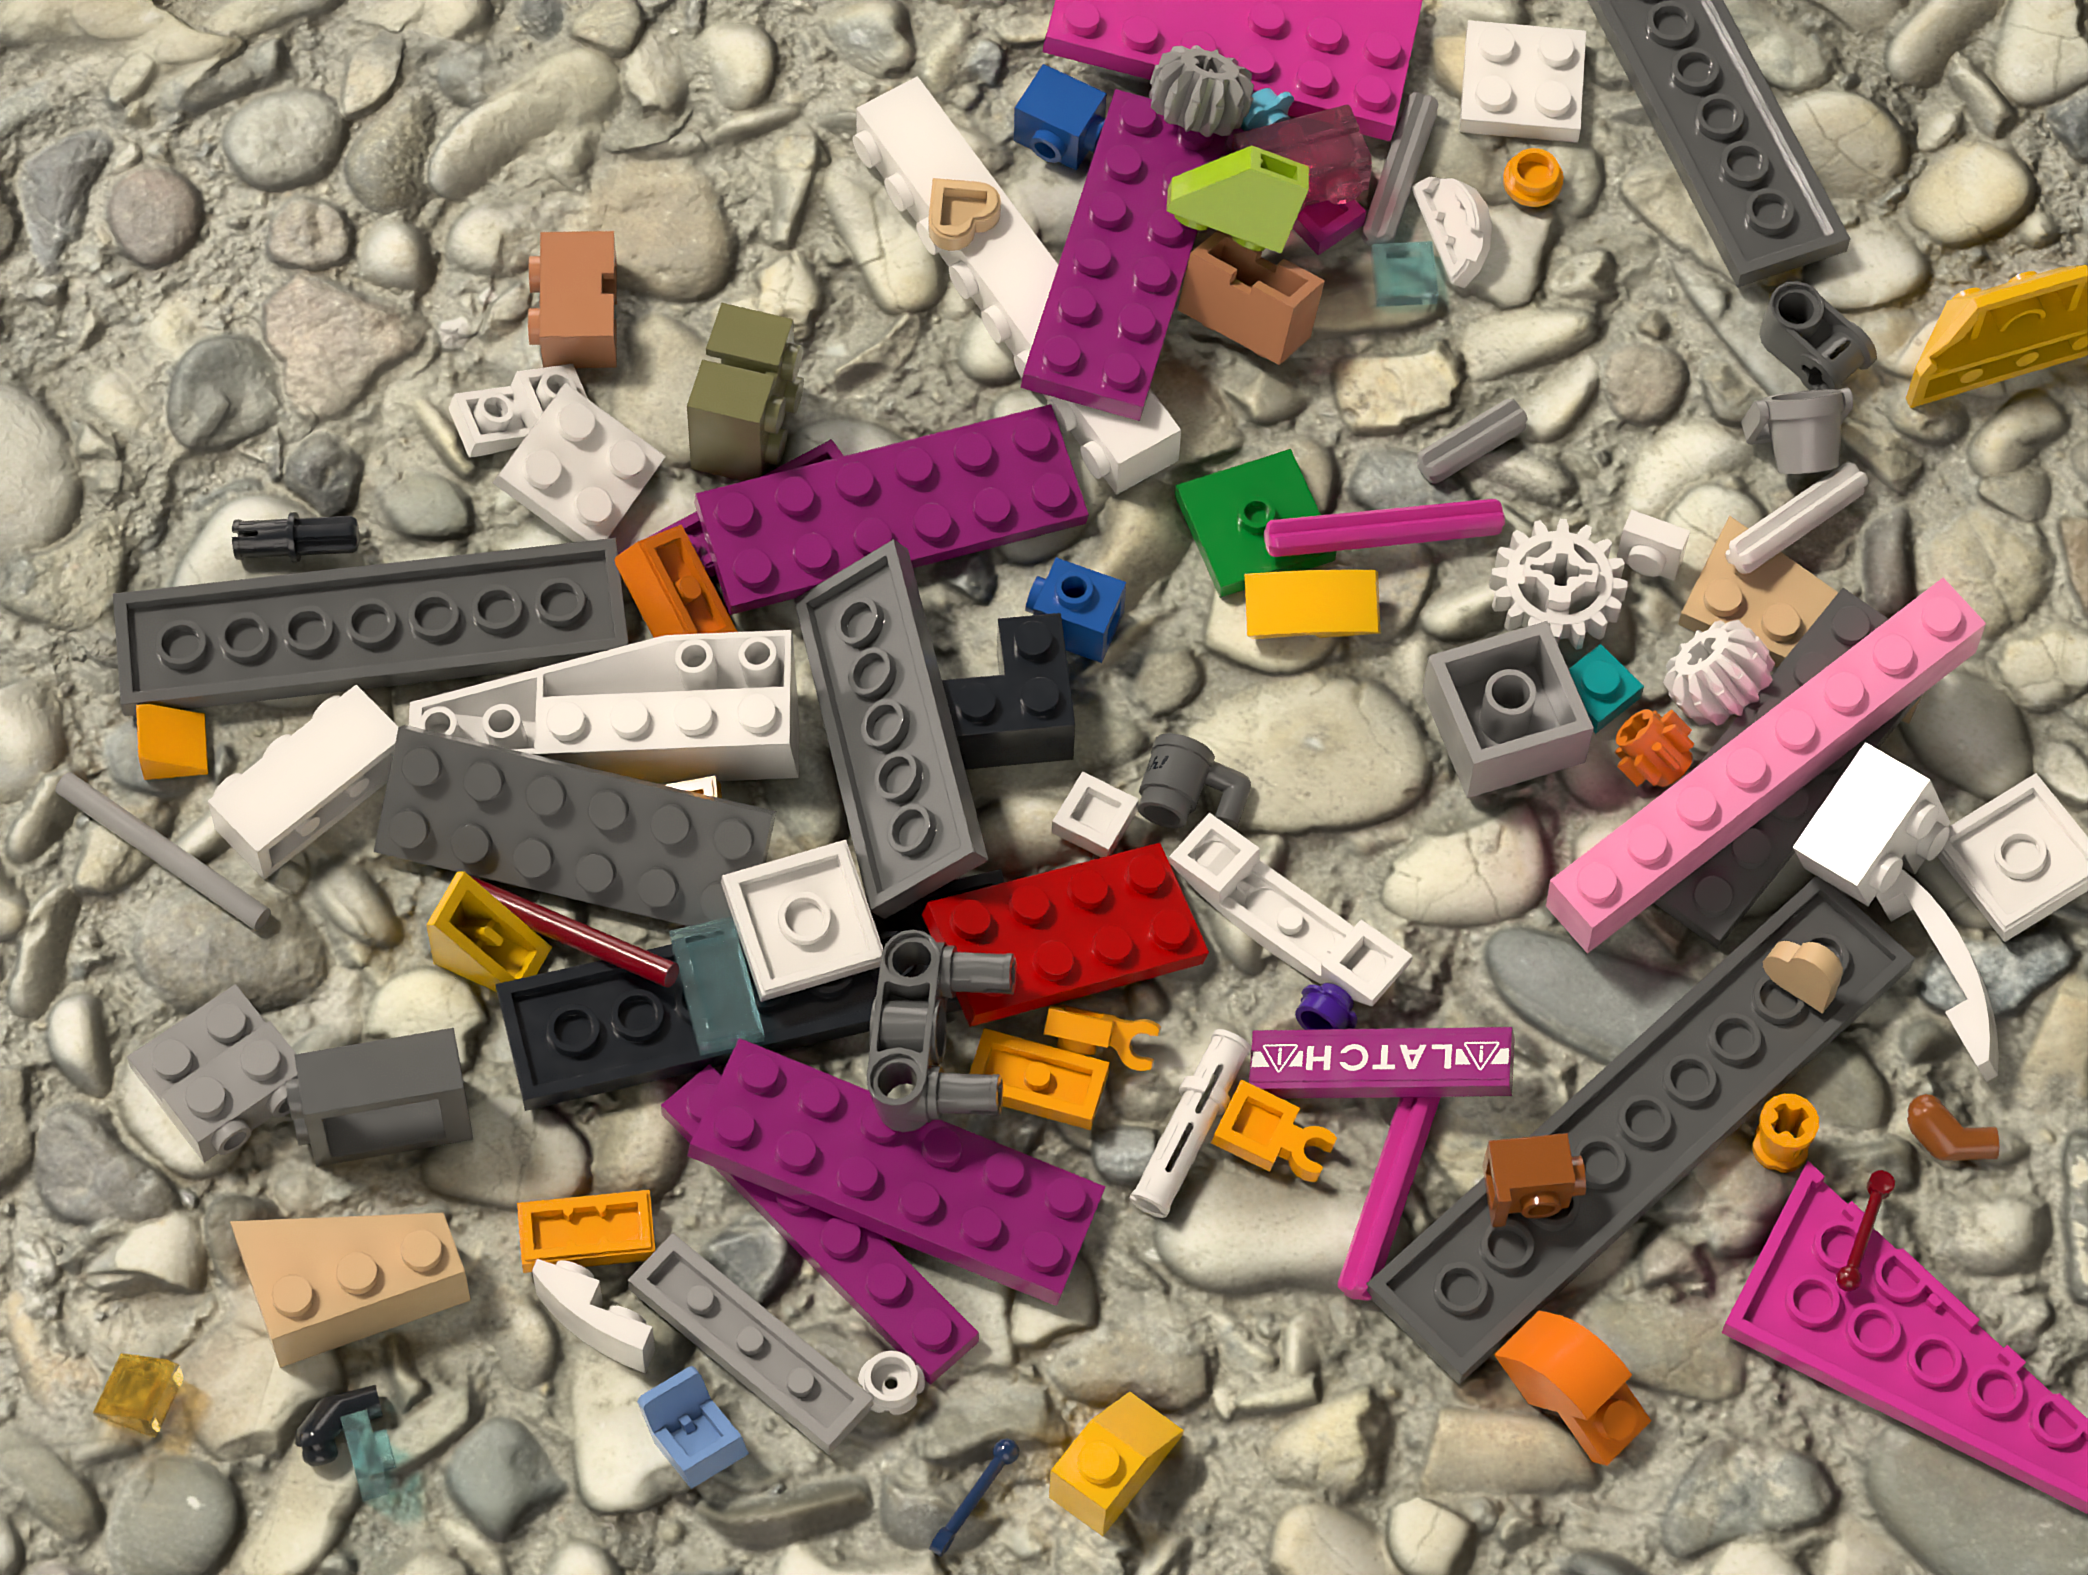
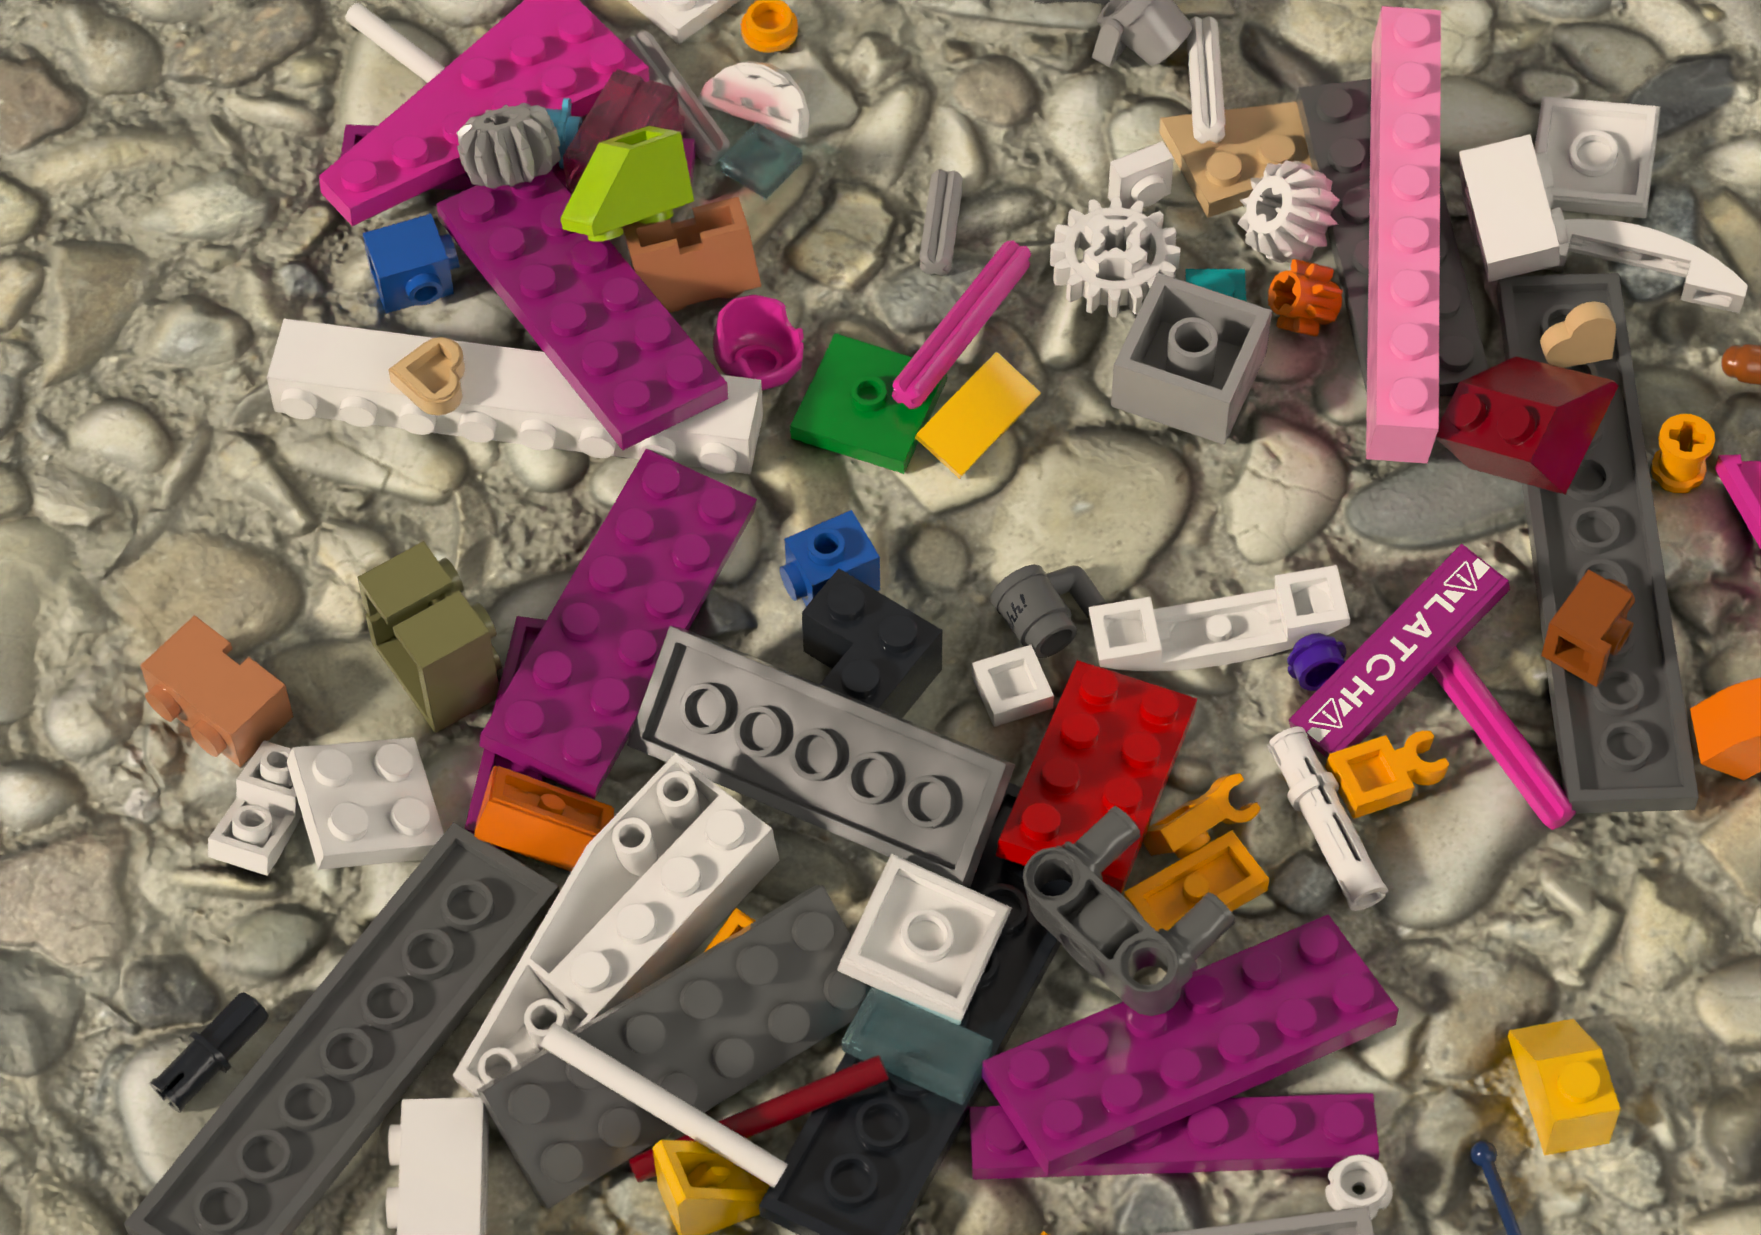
camera: 45 degrees left, 5 degrees down
(499, 853) = (663, 1105): none -> white bar
(1221, 402) = (757, 341): none -> dark pink hair
(1680, 987) = (1526, 421): none -> dark red slope

